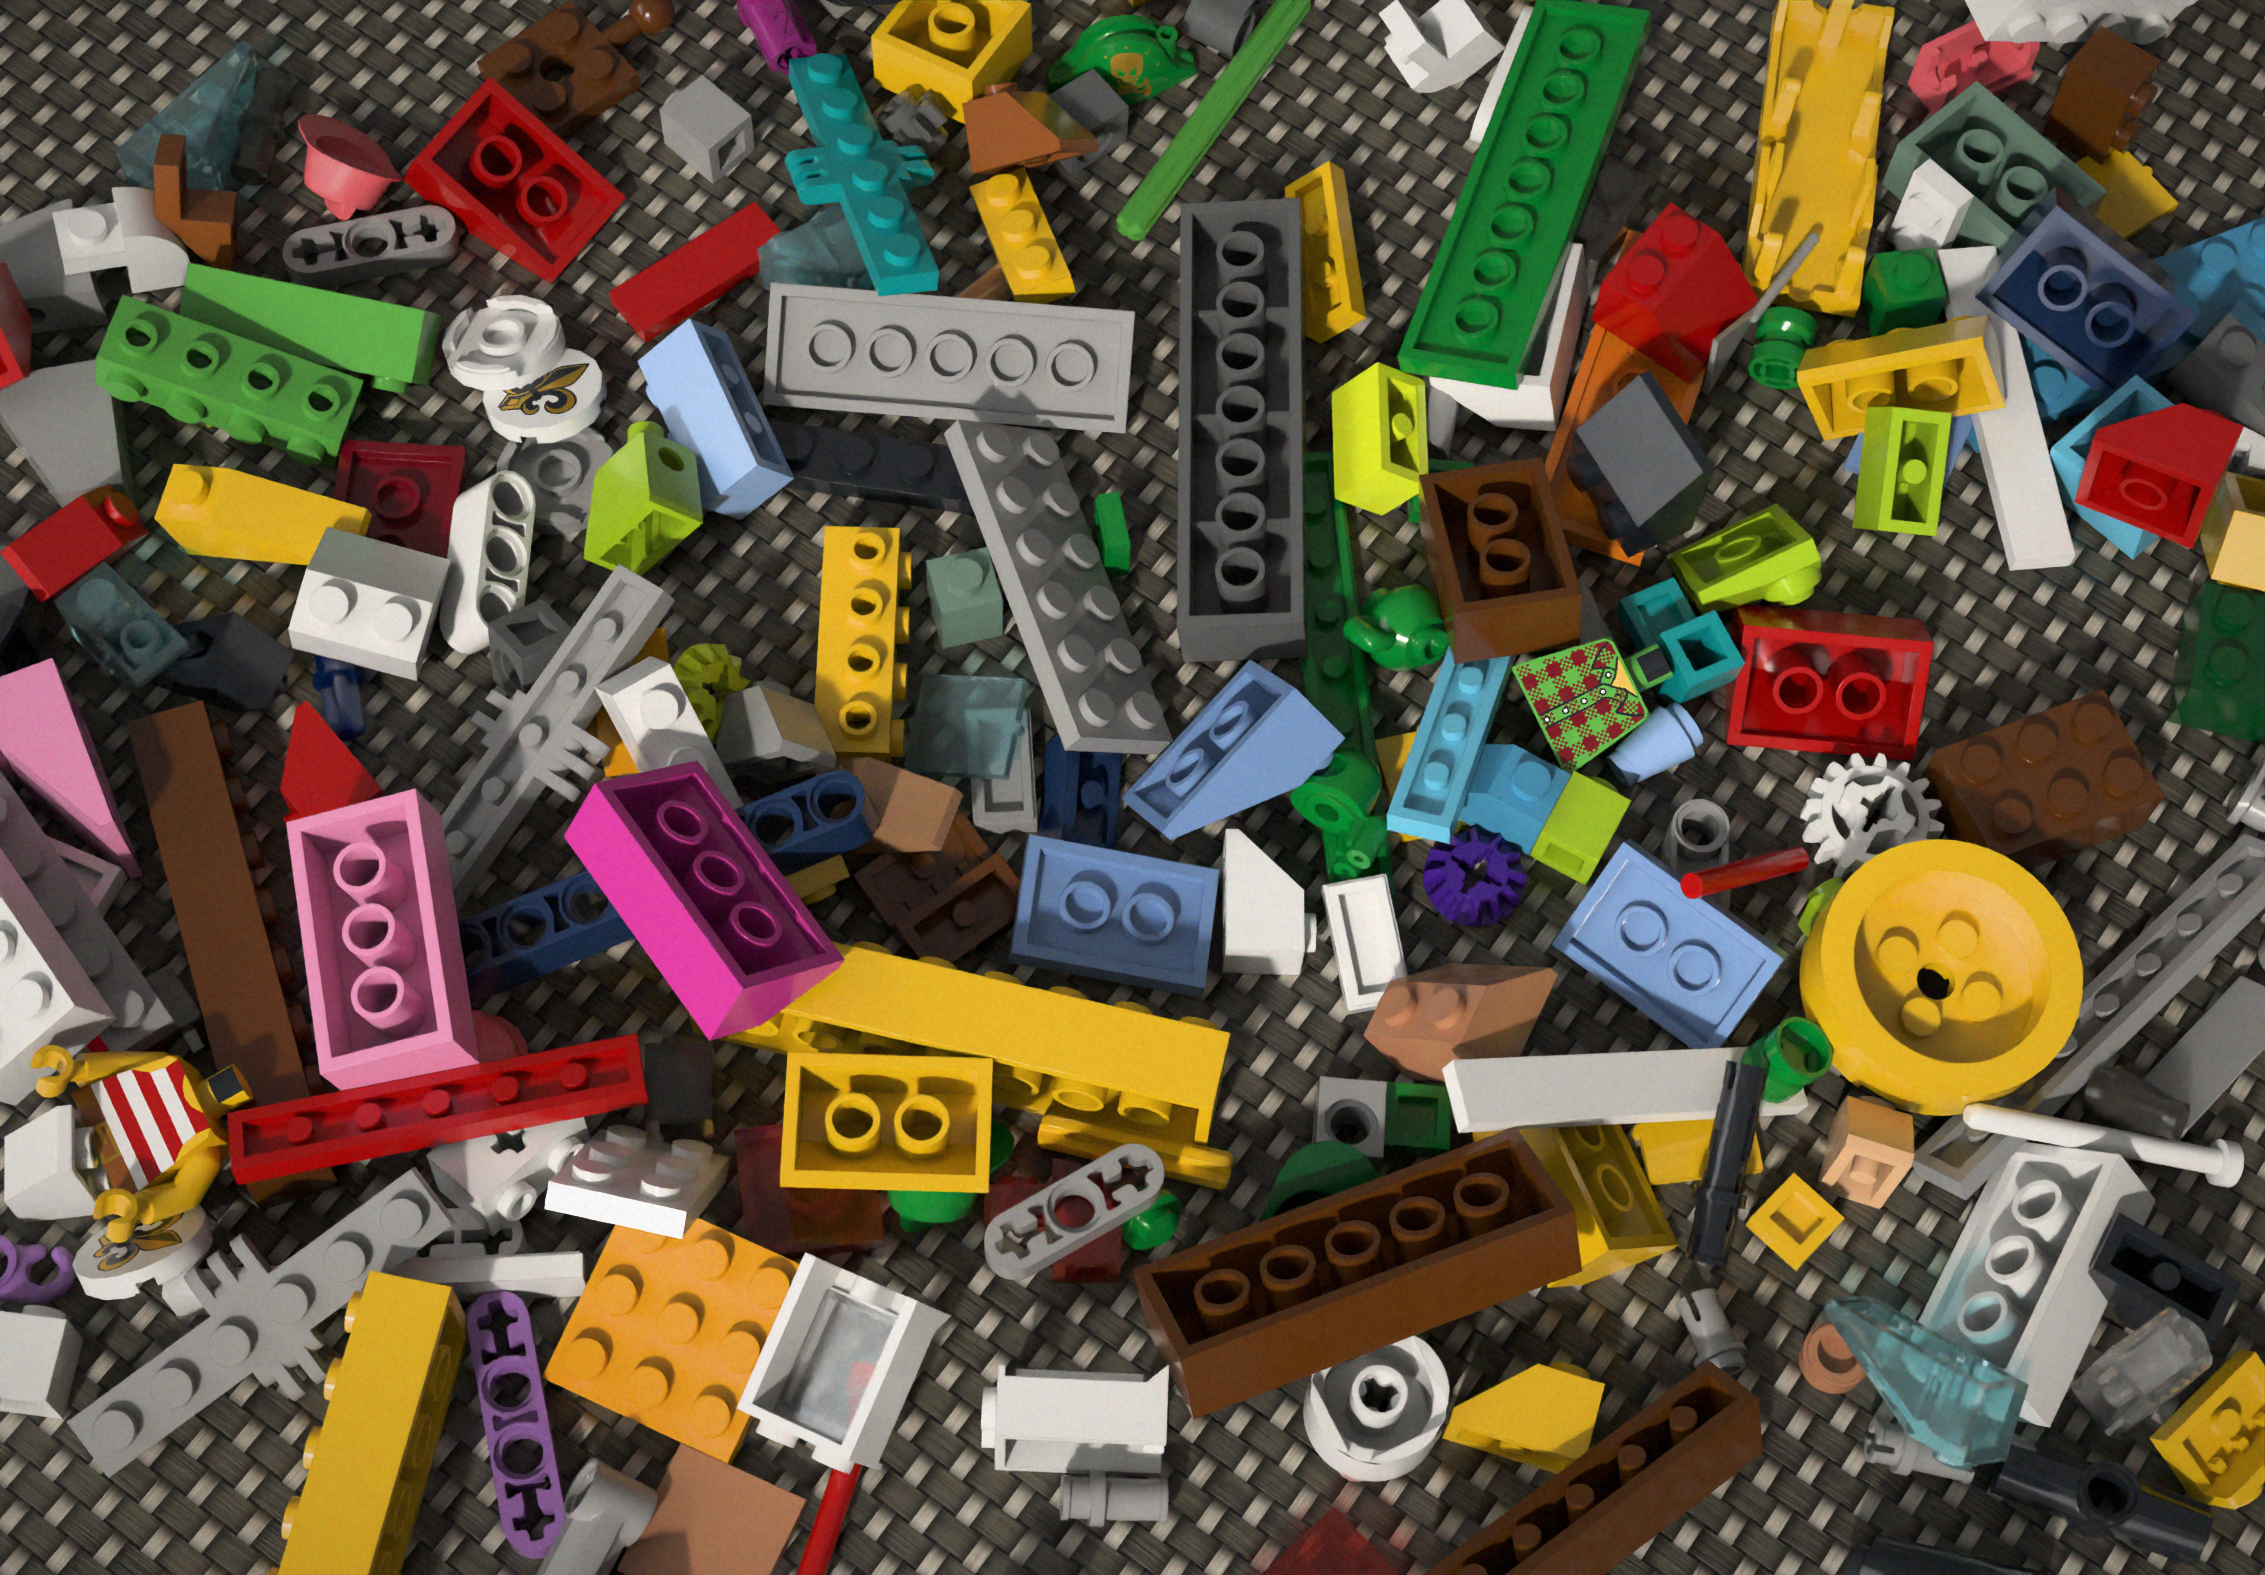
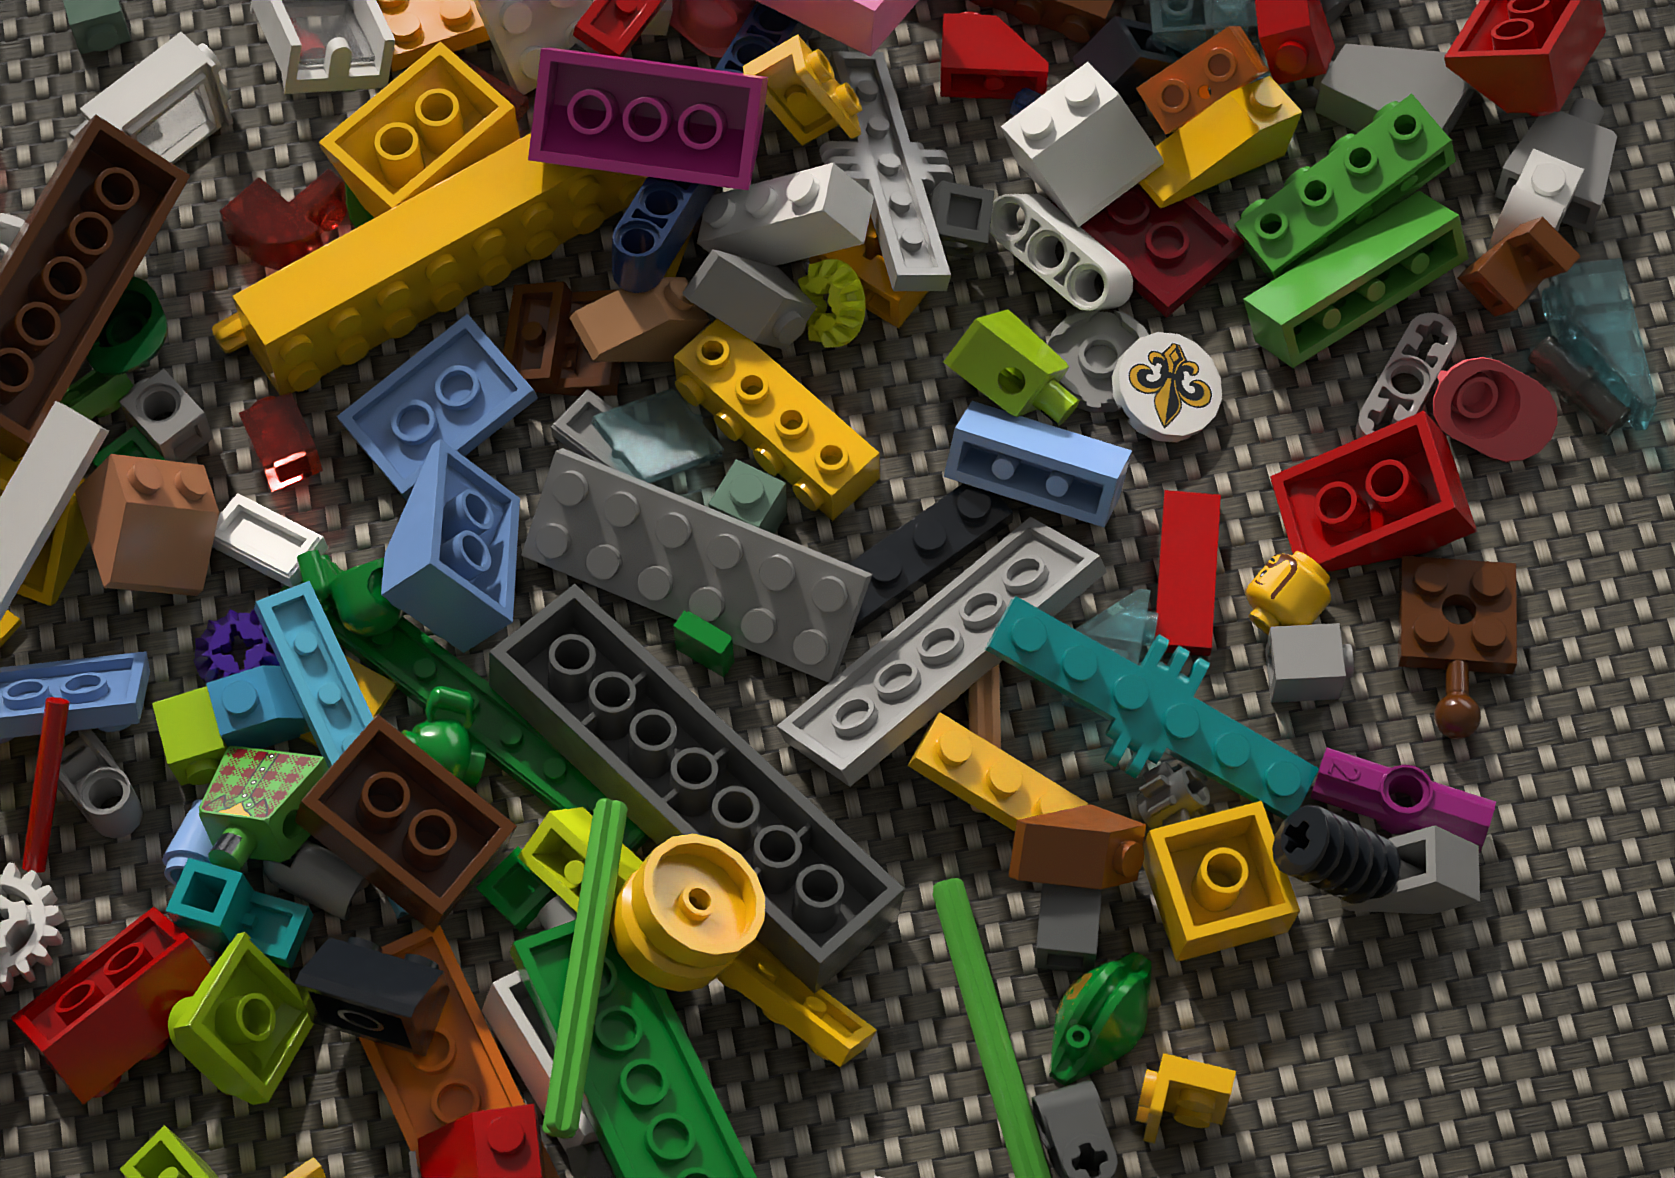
camera: 140 degrees right, 0 degrees up
(195, 579) = (1183, 87): none -> orange window
(504, 343) = (1236, 396): white tile -> none
(530, 846) = (805, 91): none -> yellow bracket
(660, 174) = (1288, 592): none -> yellow head
(1022, 1222) = (276, 224): light grey beam -> none
(1080, 795) = (524, 458): dark blue slope -> none
(1155, 1224) = (237, 268): green plate -> none
(1261, 913) = (346, 492): white slope -> none
(1271, 1014) = (280, 441): none -> clear red brick
(1365, 291) = (687, 912): none -> yellow wheel
(1476, 314) = (585, 970): none -> bright green axle

